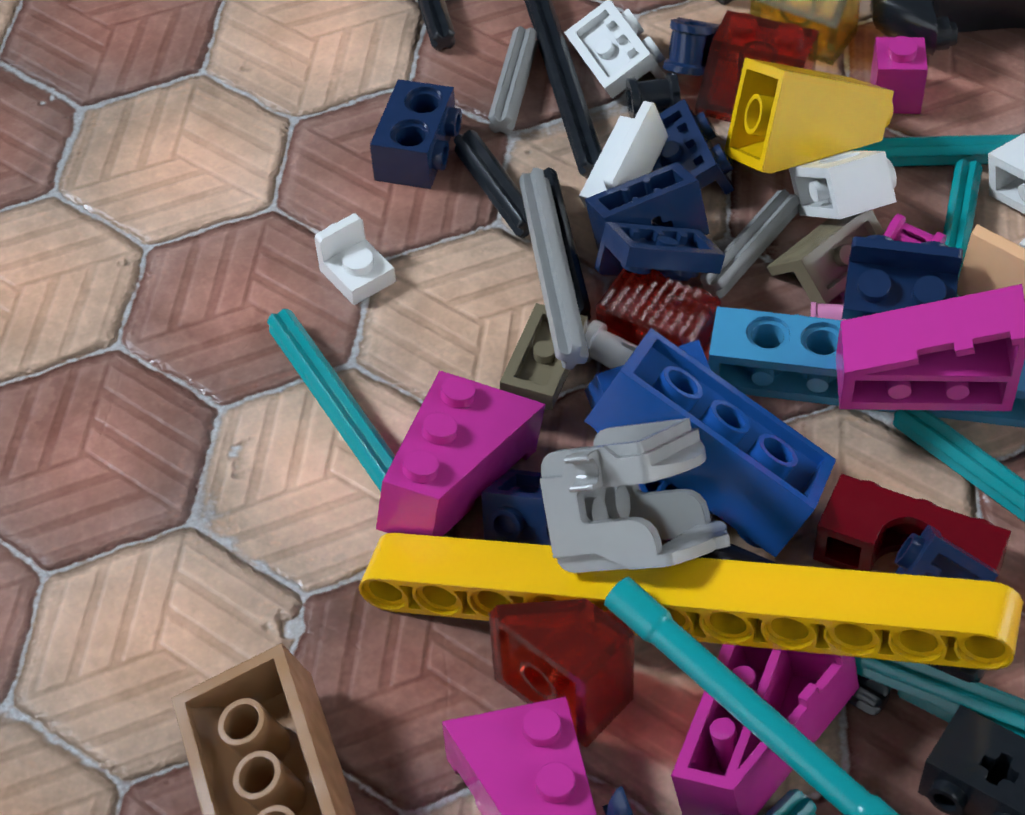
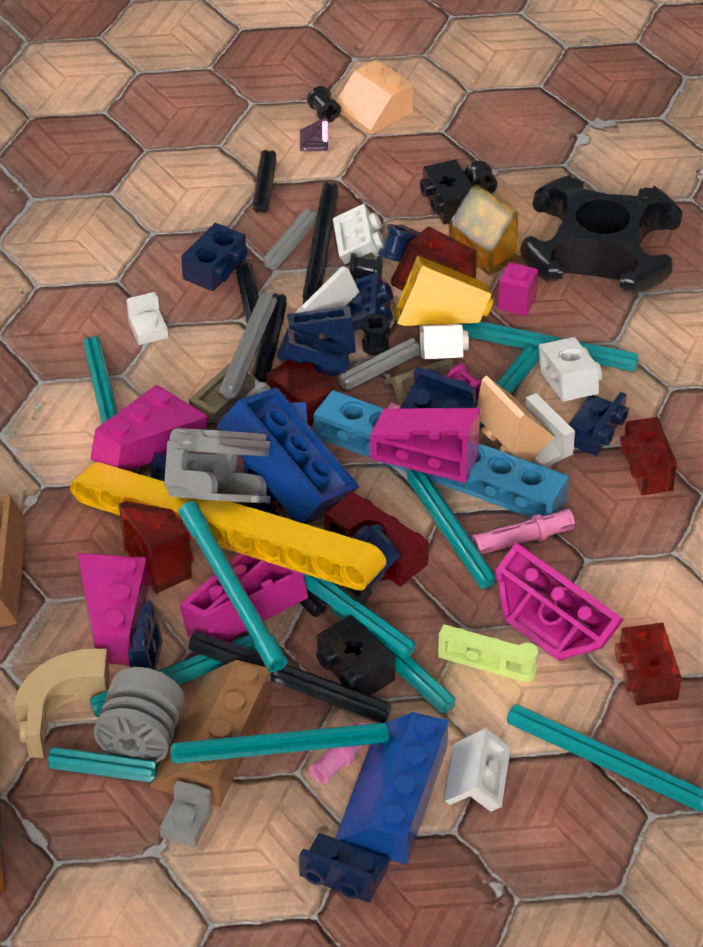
camera: 15 degrees right, 5 degrees down
(723, 197) = (375, 331): none -> black bush

